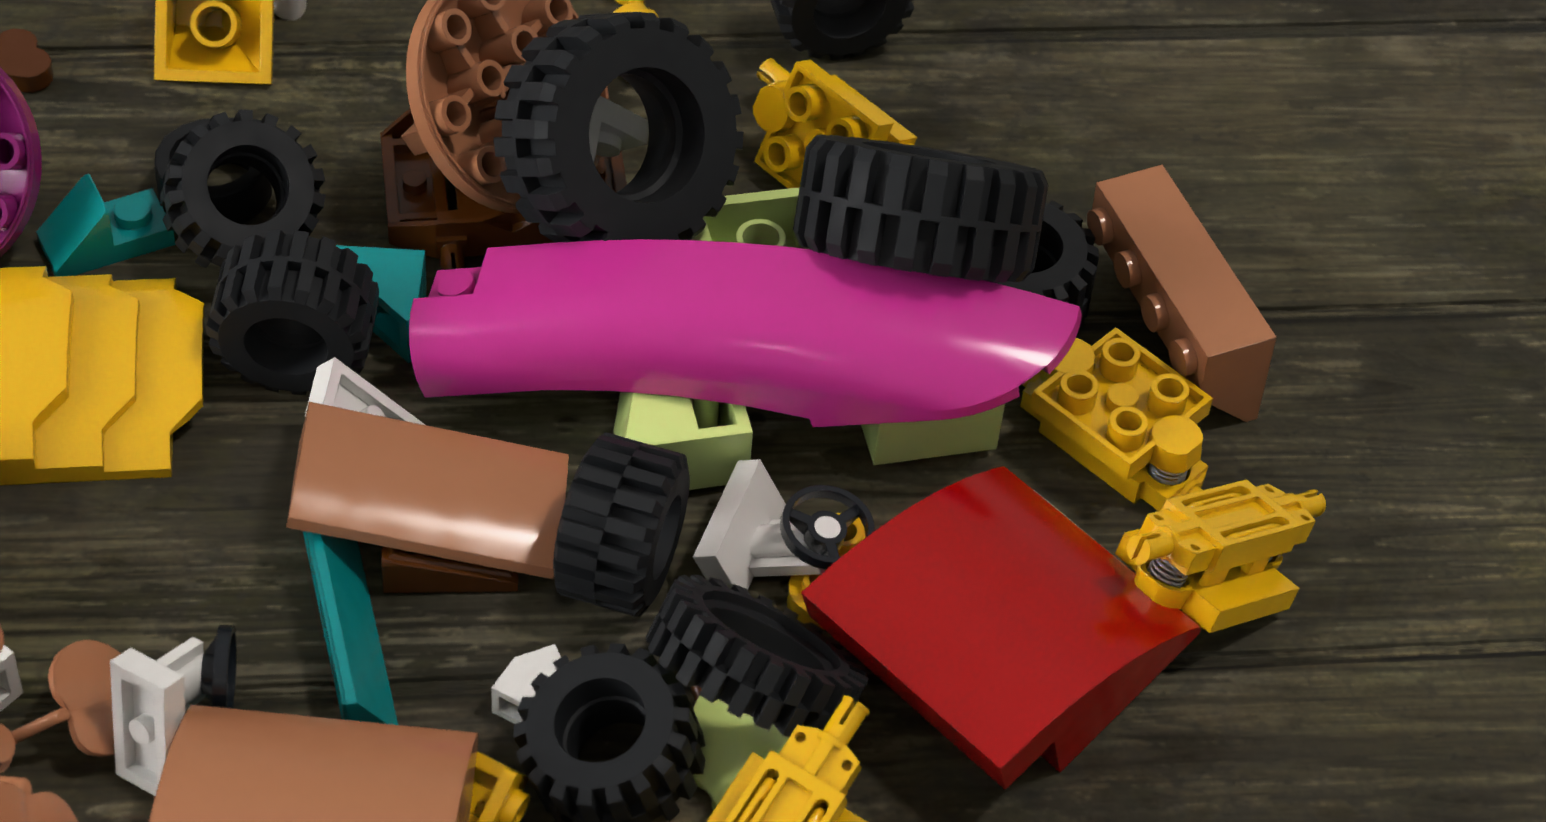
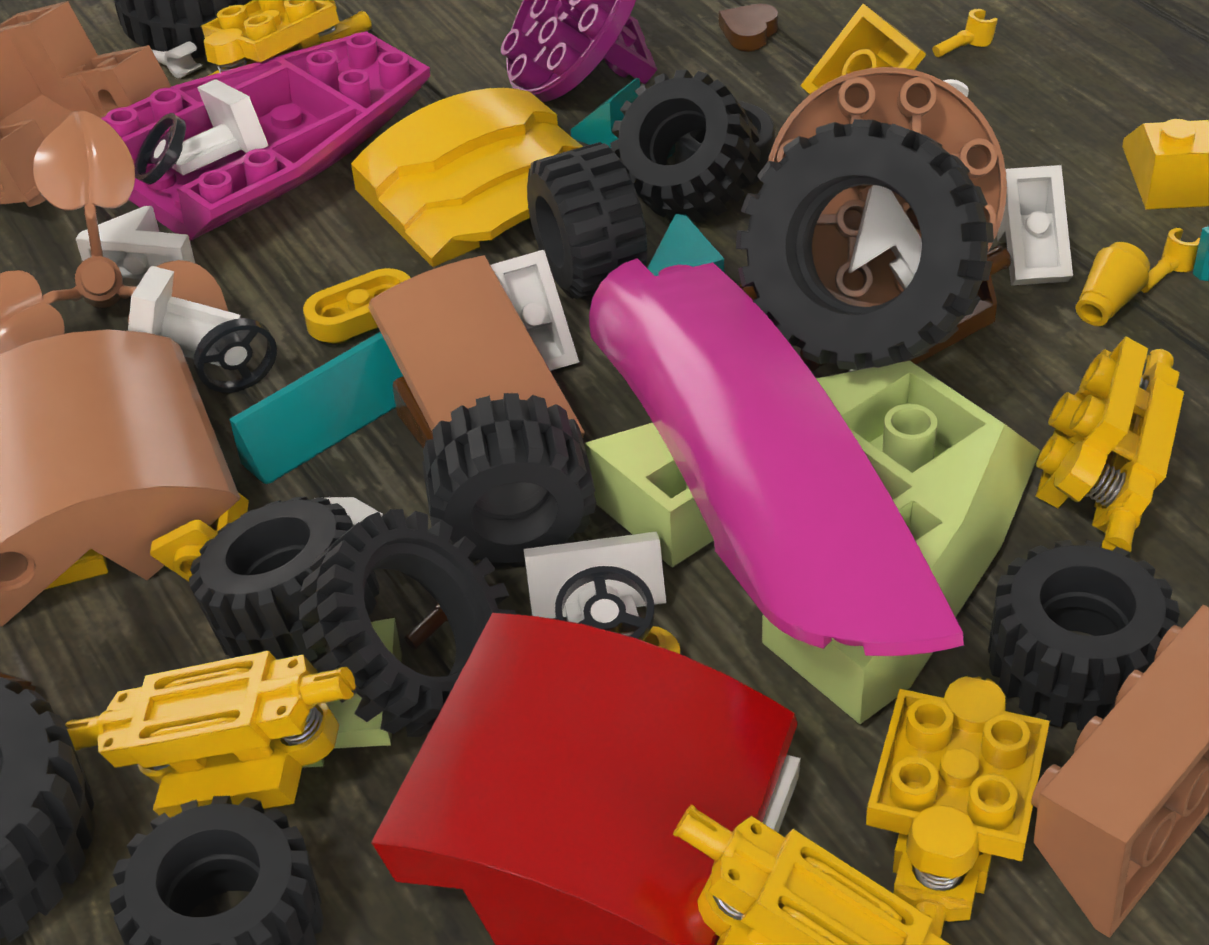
camera: 70 degrees right, 5 degrees down
(207, 556) = (343, 309): none -> yellow plate
(920, 209) = (962, 458): black tyre -> none

